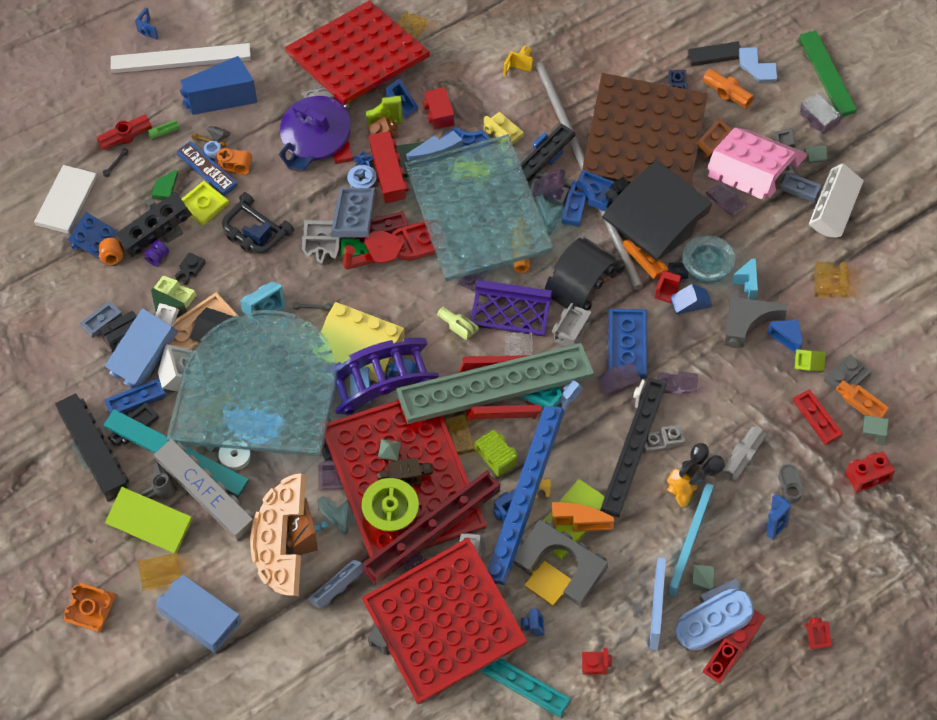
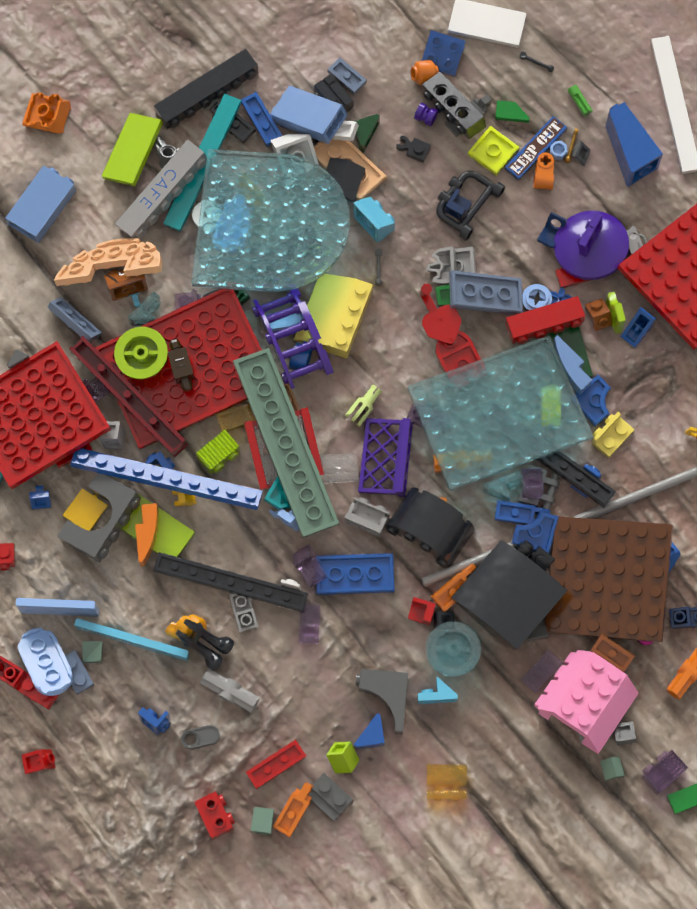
camera: 85 degrees right, 15 degrees up
(124, 132) = (577, 70): red piece -> none
(159, 571) = (84, 167): clear yellow plate -> none
(174, 289) = (384, 138): yellowish green slope -> none
(387, 223) = (478, 328): dark red plate -> none
(389, 450) = (208, 350): sand green slope -> none
(439, 108) = (628, 366): red brick -> none
(691, 299) = (408, 636): slope -> none
(800, 187) = (562, 750): sand blue plate -> none
(836, 201) = (545, 788): white brick -> none

